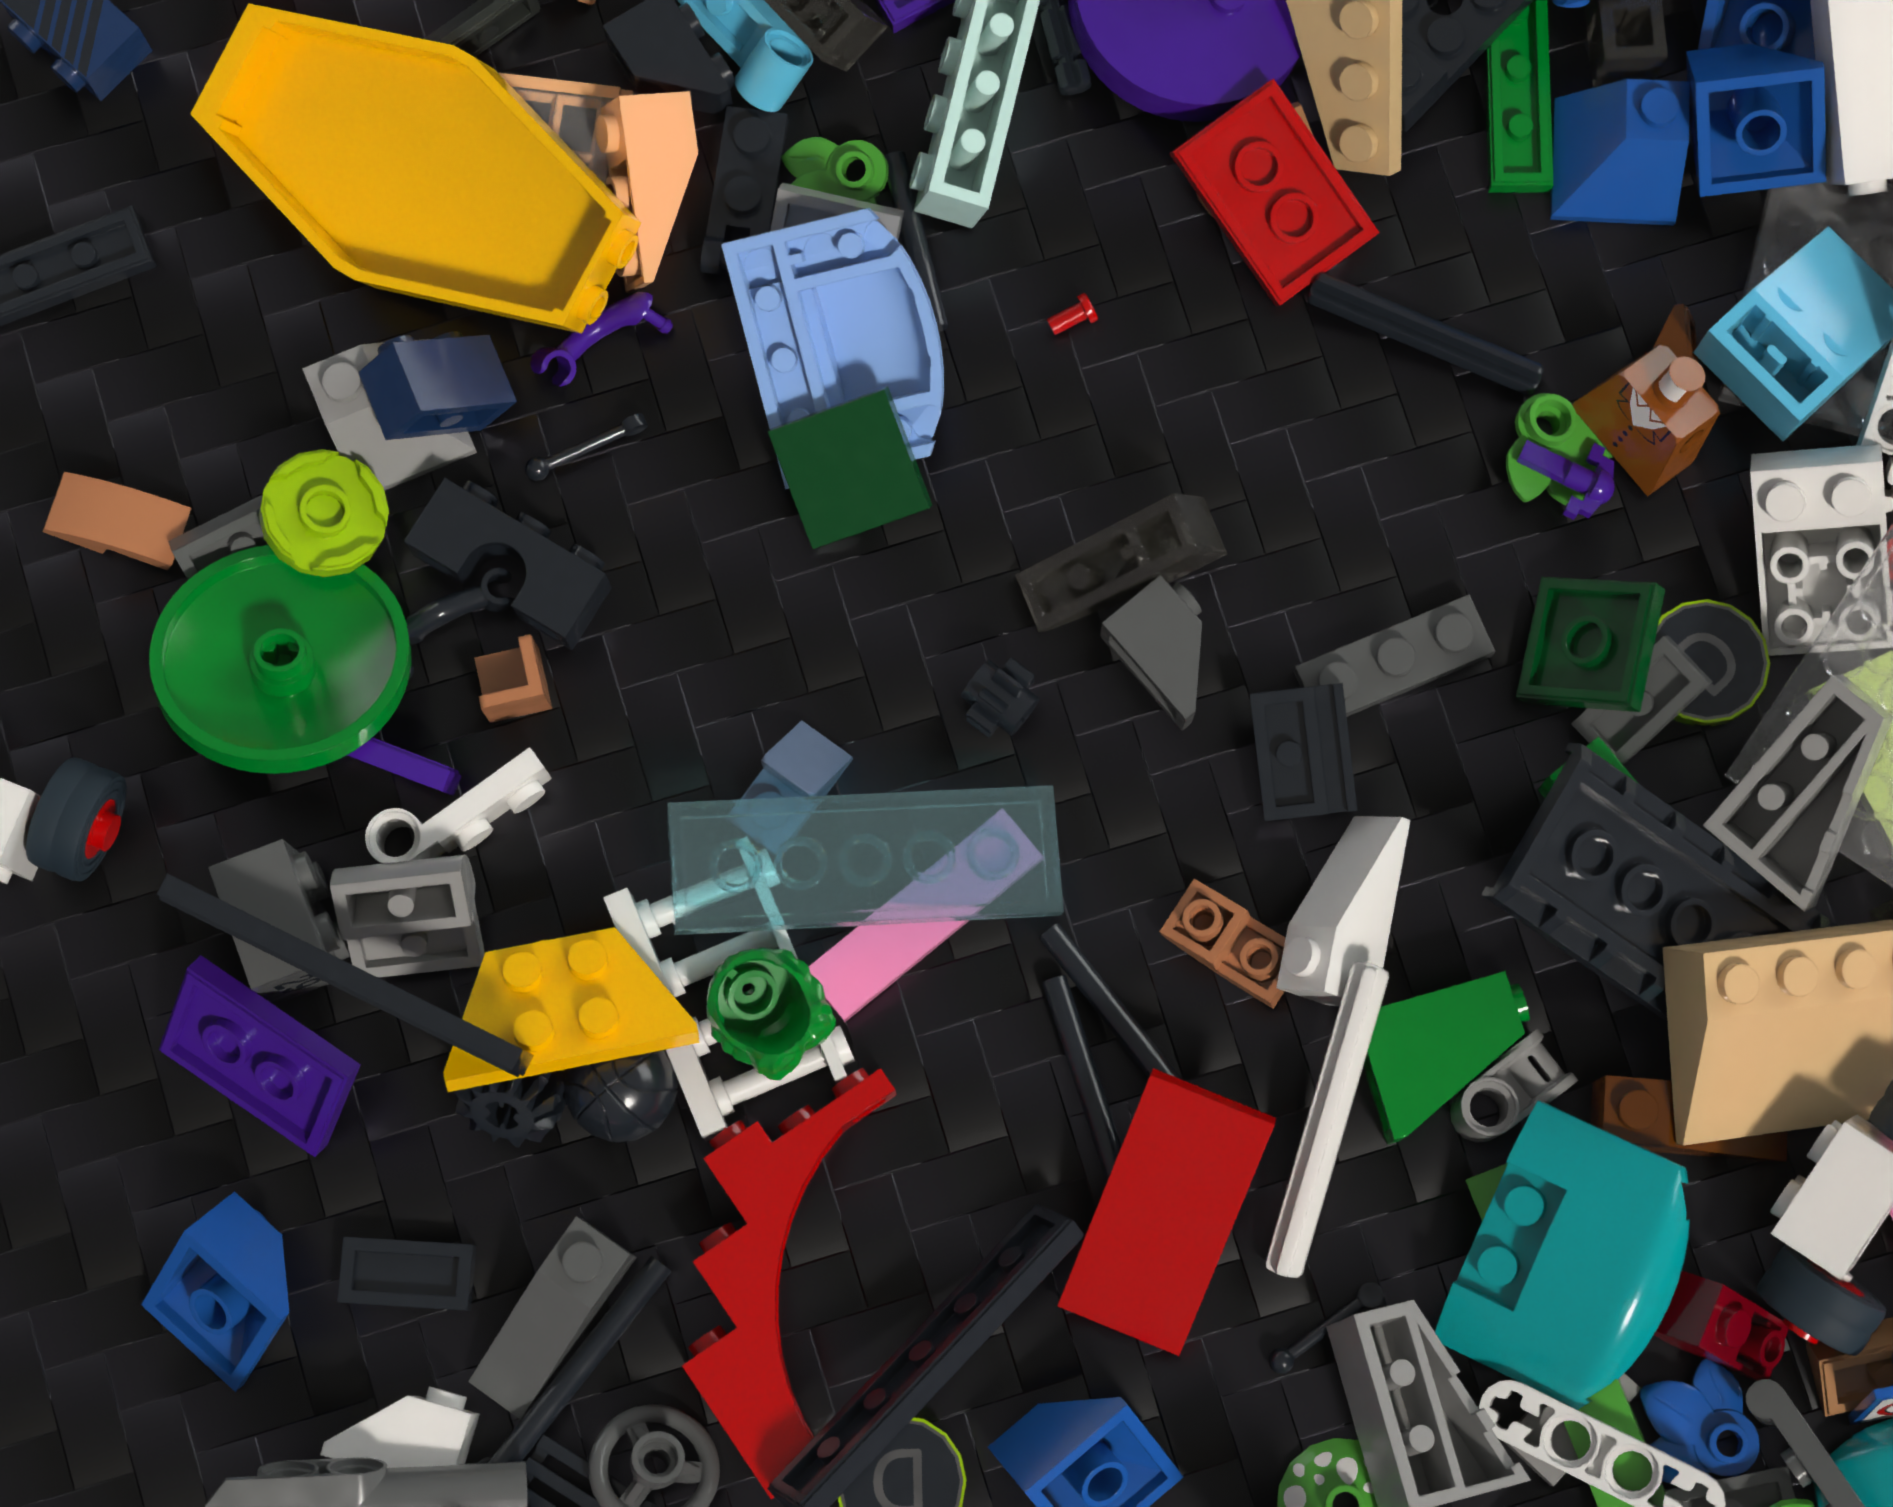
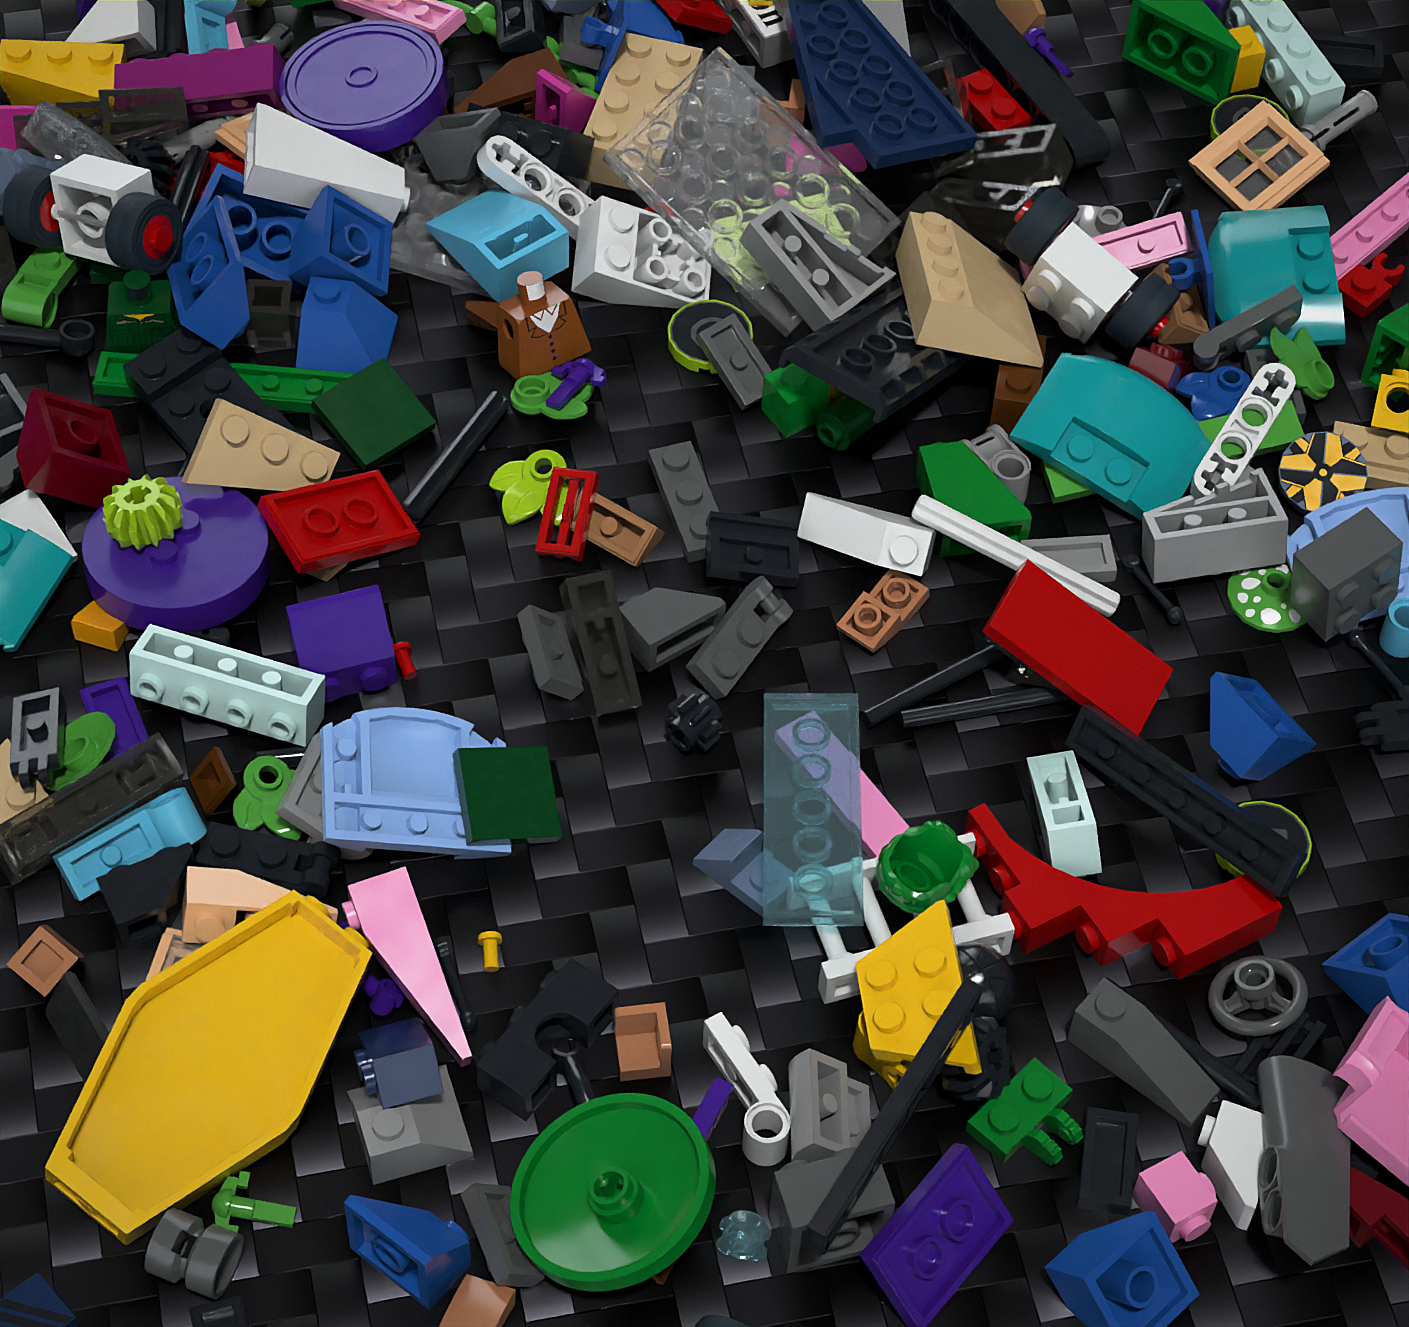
camera: 90 degrees left, 25 degrees down
(188, 194) = (191, 1252): none -> dark grey wheel
(203, 433) = (408, 1246): none -> blue slope
(260, 823) = (744, 1236): none -> clear light blue plate
(265, 225) = (227, 1204): none -> bright green piece
(323, 513) = (493, 1155): lime tile -> none
(346, 1360) = (1178, 1196): none -> bright pink brick
(467, 1161) = (1021, 1111): none -> green hinge
(607, 355) = (400, 941): none -> bright pink wedge
(640, 482) = (490, 942): none -> yellow piece
(850, 109) = (212, 780): none -> reddish brown slope
(911, 1202) = (1065, 814): none -> light aqua slope
(1054, 227) = (344, 641): none -> dark purple slope
(1094, 497) = (550, 652): none -> dark grey plate
(1153, 747) = (738, 638): none -> dark grey plate
(1332, 516) = (560, 549): none -> red tile
(1336, 563) = (620, 531): none -> medium nougat slope
(1362, 1207) = (1084, 554): none -> light grey tile
(1373, 443) = (527, 489): none -> lime plate
(1477, 212) = (373, 414): none -> dark green tile
(1590, 643) = (694, 382): dark green tile -> none

